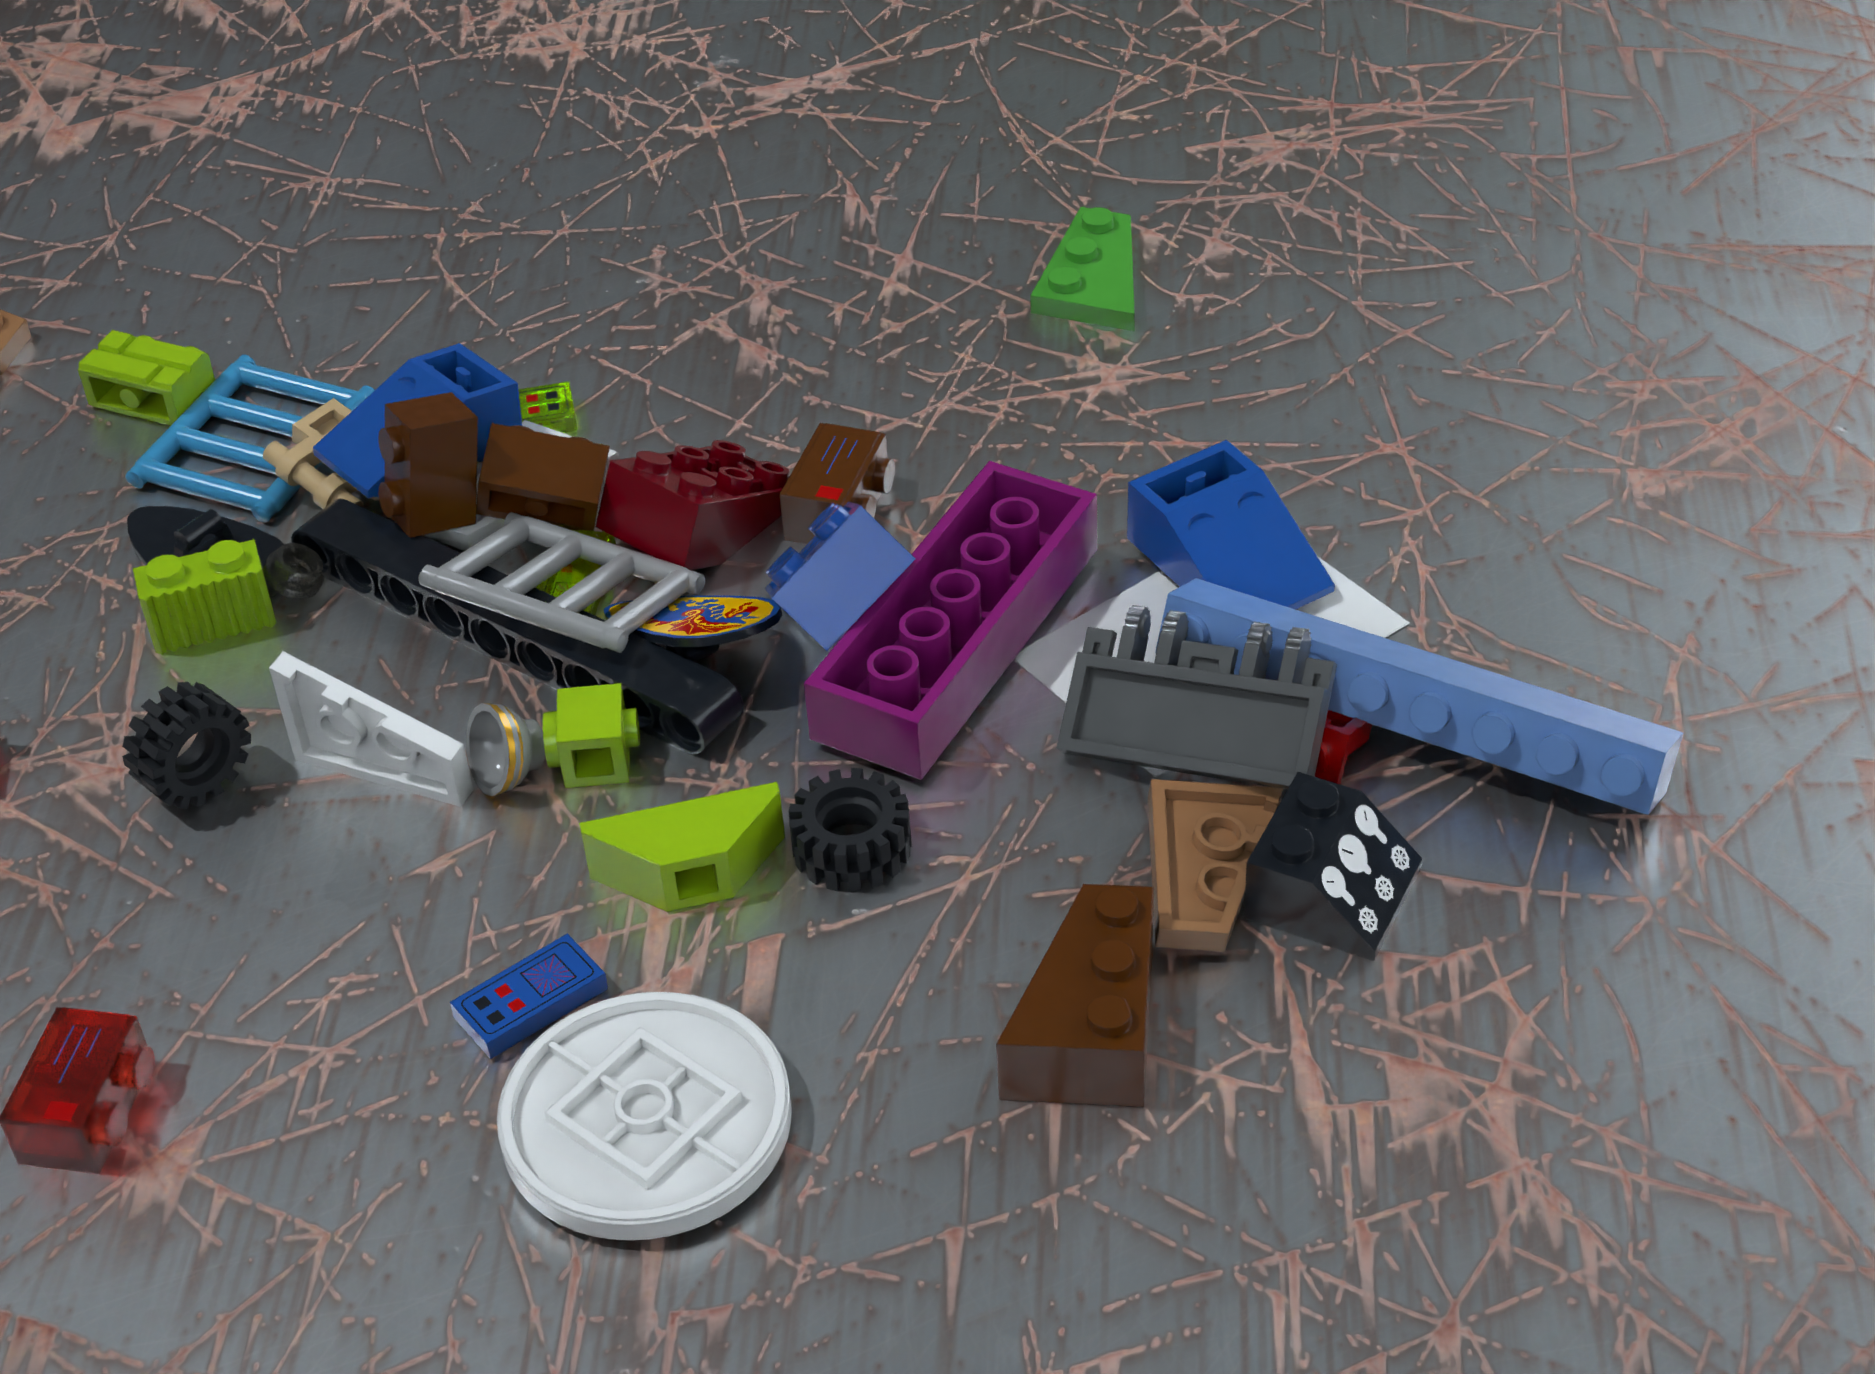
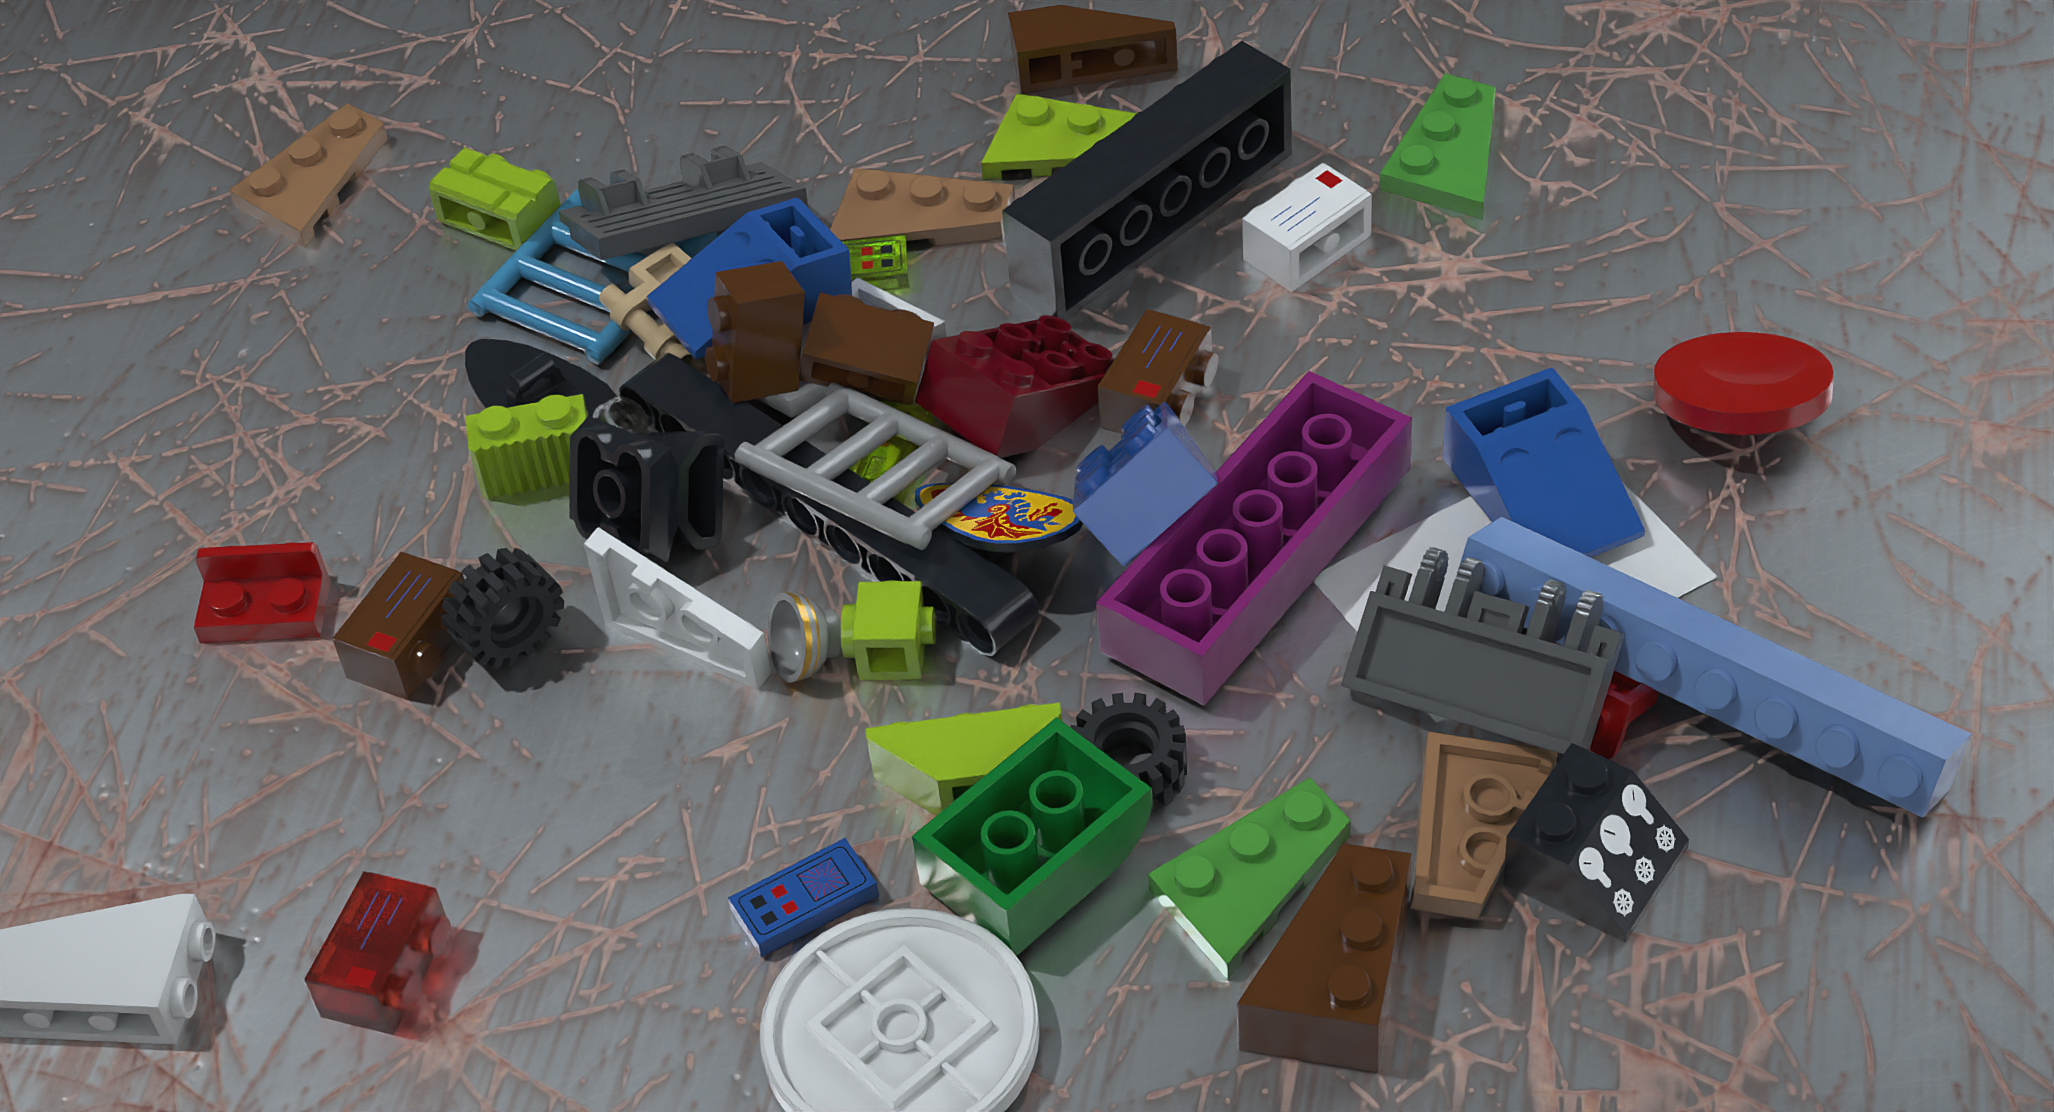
camera: 10 degrees right, 5 degrees up
(76, 776) = (398, 627): none -> reddish brown brick
(329, 616) = (647, 486): none -> black piece
(365, 358) = (712, 198): none -> dark grey hinge
(587, 356) = (921, 208): none -> medium nougat wing
(714, 284) = (1047, 135): none -> lime wing
(728, 206) = (1086, 46): none -> reddish brown slope
(764, 909) = (1033, 835): none -> green brick
(806, 313) = (1148, 182): none -> black brick
(966, 345) = (1307, 227): none -> white brick
(986, 929) = (1246, 873): none -> bright green wing
(1409, 447) = (1743, 383): none -> red piece

